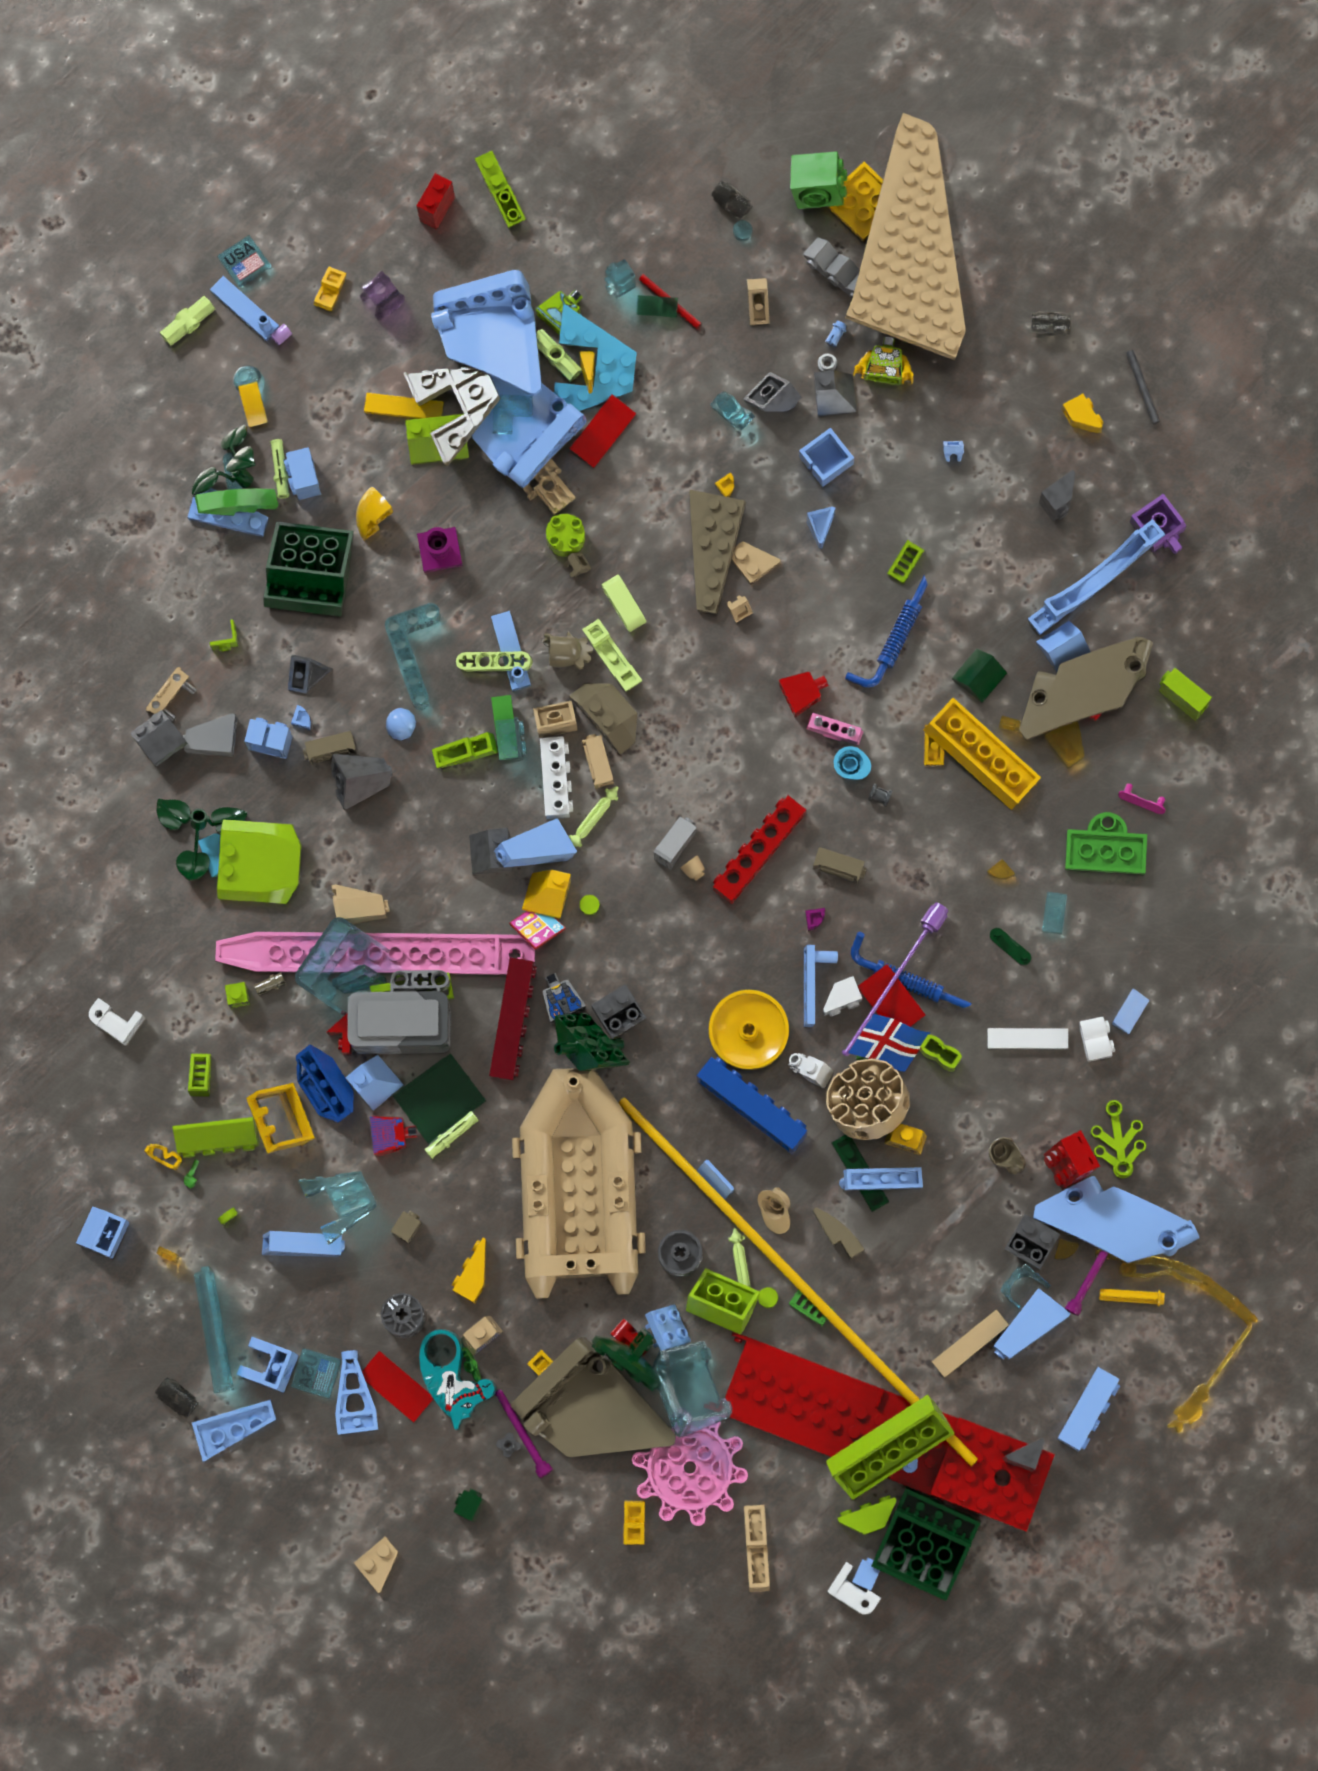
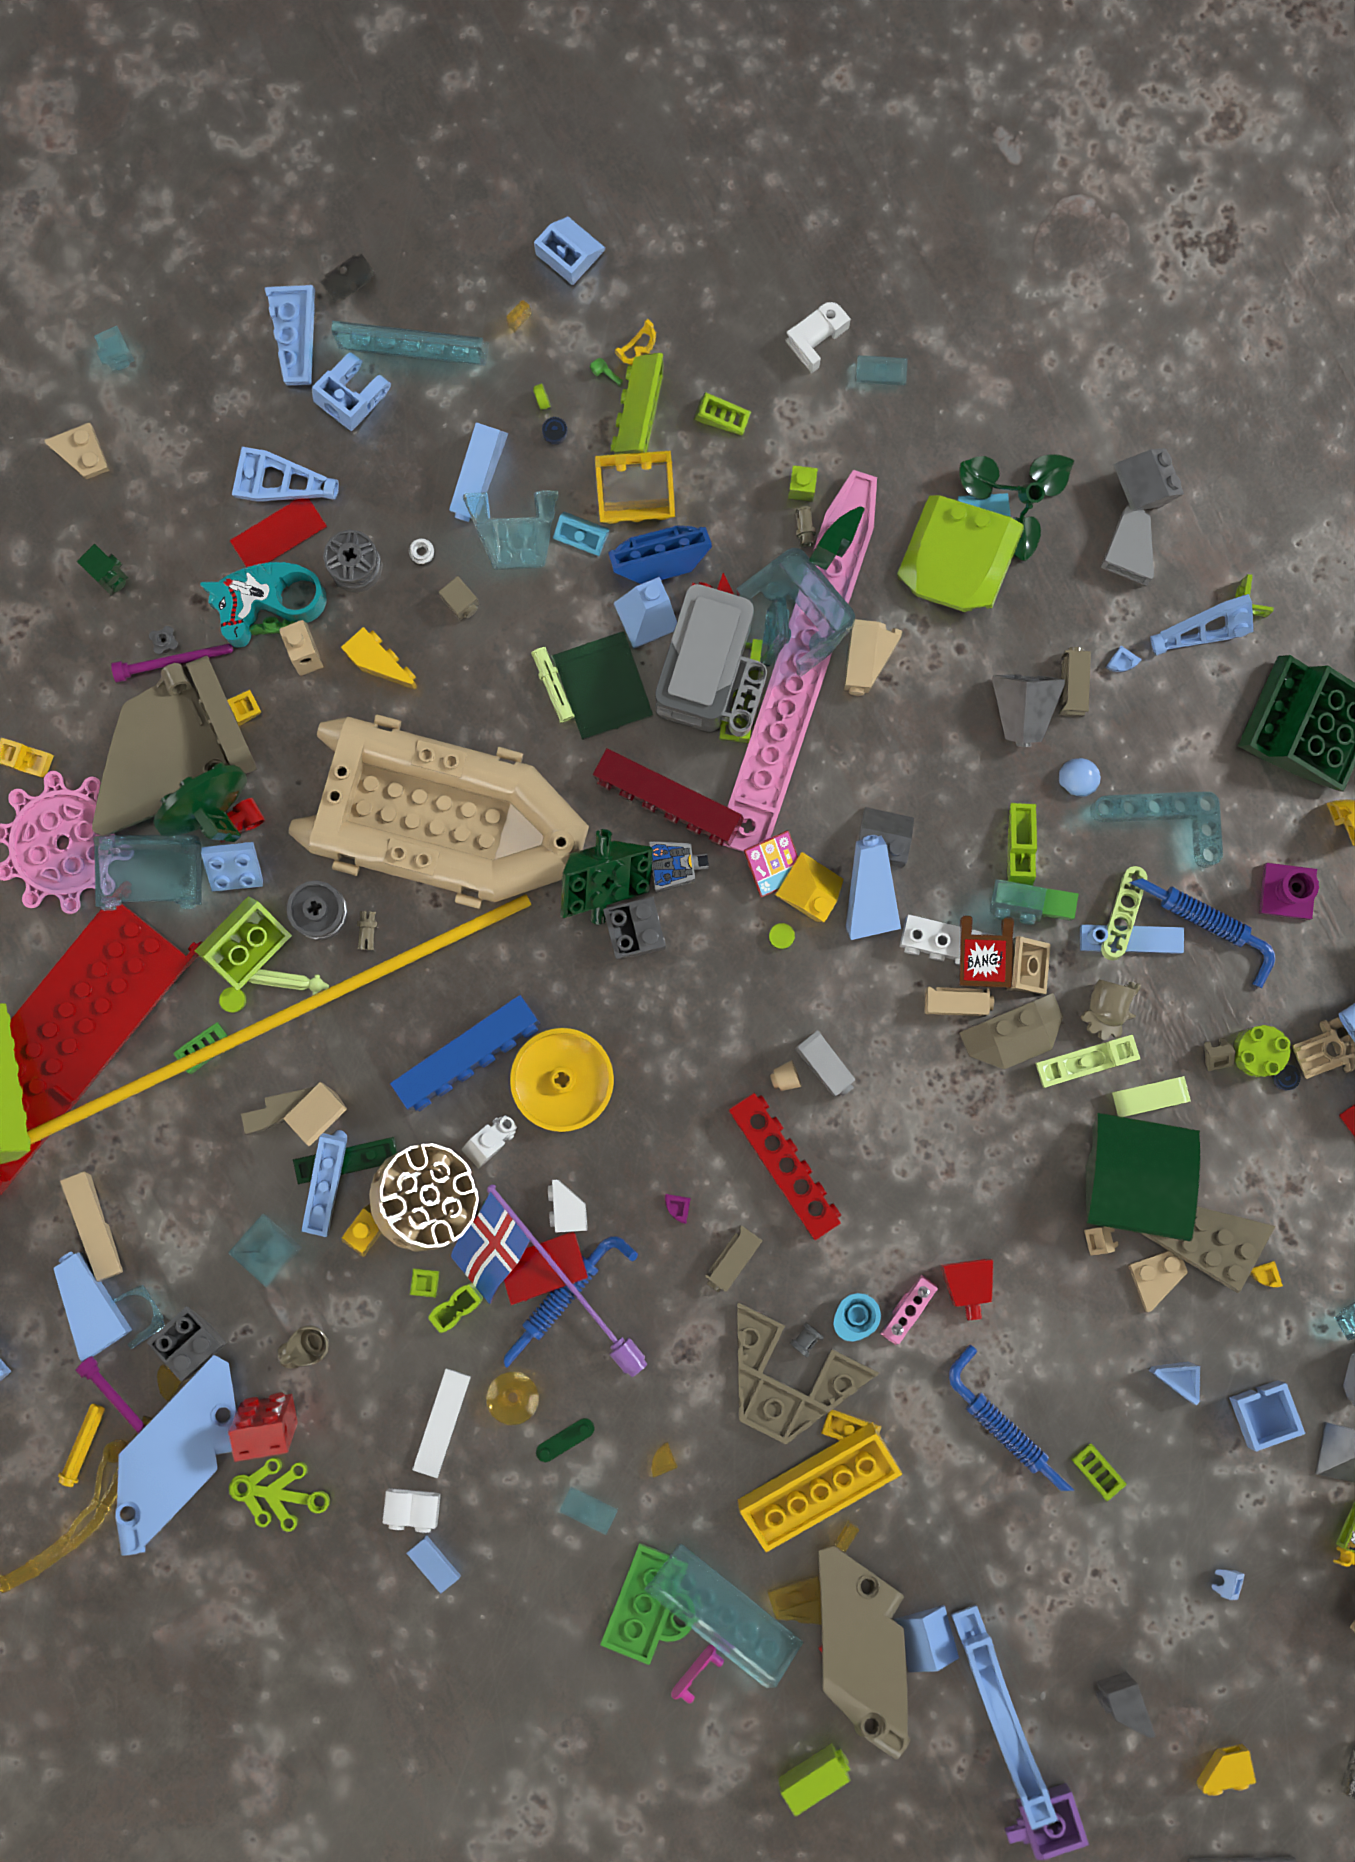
camera: 100 degrees right, 5 degrees up
(129, 964) = (881, 370): none -> clear light blue plate
(168, 692) = (1203, 510): tan piece -> none
(248, 642) = (1238, 623): none -> light blue plate
(250, 1198) = (554, 430): none -> black tile
(268, 738) = (1106, 613): light blue piece -> none
(278, 950) = (837, 538): none -> dark green slope
(289, 1562) = (114, 349): none -> clear light blue brick
(305, 673) = (1177, 680): flat silver slope -> none
(316, 1373) = (324, 445): clear light blue tile -> none
(325, 1152) = (581, 533): none -> medium azure slope
(384, 1269) = (419, 544): none -> white plate
(390, 1134) = (576, 612): torso -> none
(479, 597) = (1213, 921): none -> blue piece
(560, 749) = (986, 958): none -> flag
(579, 510) = (1287, 1078): none -> black tile
(594, 816) = (890, 975): yellowish green wheel -> none
(681, 1214) = (366, 930): none -> dark tan pin
(684, 591) = (1143, 1177): none -> dark green slope
(715, 1179) = (394, 982): light blue slope -> none
(774, 1210) = (333, 1042): tan piece -> none
(810, 958) = (629, 1185): light blue piece -> none
(833, 1199) = (315, 1113): none -> tan slope
(930, 1084) = (424, 1282): none -> lime tile
(935, 800) = (774, 1405): none -> dark tan wing
(946, 1209) = (265, 1250): none -> clear light blue slope
(980, 675) = (923, 1518): dark green slope -> none
(995, 982) = (512, 1412): none -> clear yellow dish
(1095, 791) = (724, 1616): none -> clear light blue arch

